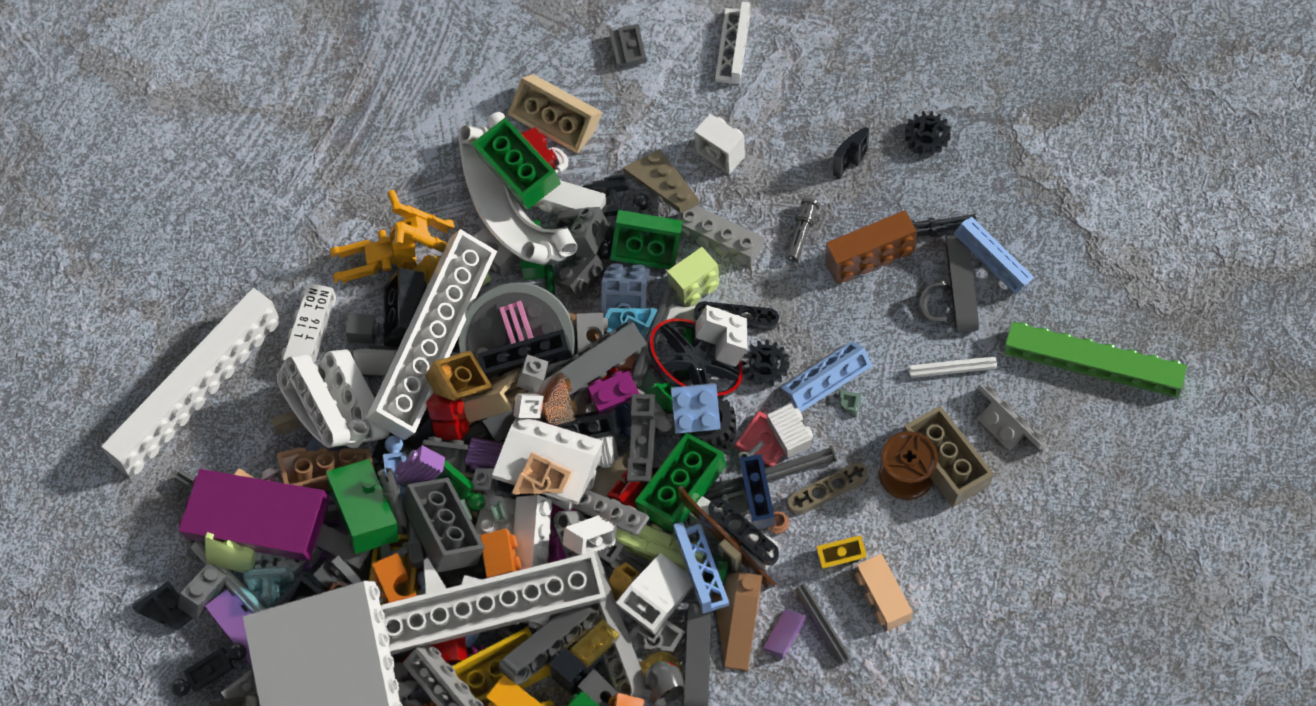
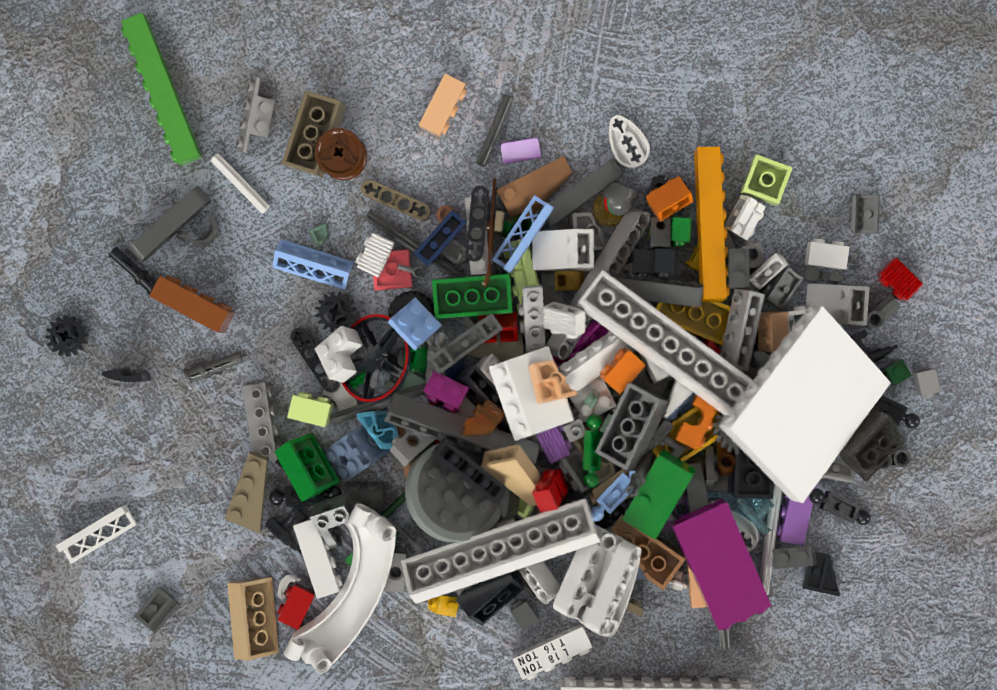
camera: 130 degrees left, 25 degrees up
(228, 554) = (758, 558): yellowish green slope -> none
(398, 247) = (444, 637): light orange piece -> none
(419, 467) = (605, 474): medium lavender brick -> none
(457, 376) = (524, 499): pearl gold slope -> none
(510, 307) = (464, 485): bright pink tile -> none
(516, 163) = (320, 605): green brick -> none
(528, 405) = (504, 436): white bracket -> none
(532, 374) = (481, 450): light grey brick -> none
(595, 643) = (633, 258): clear yellow plate -> none
(719, 143) = (189, 475): white brick -> none
(841, 551) = (437, 153): yellow brick -> none
(993, 255) = (136, 216): light blue fence -> none

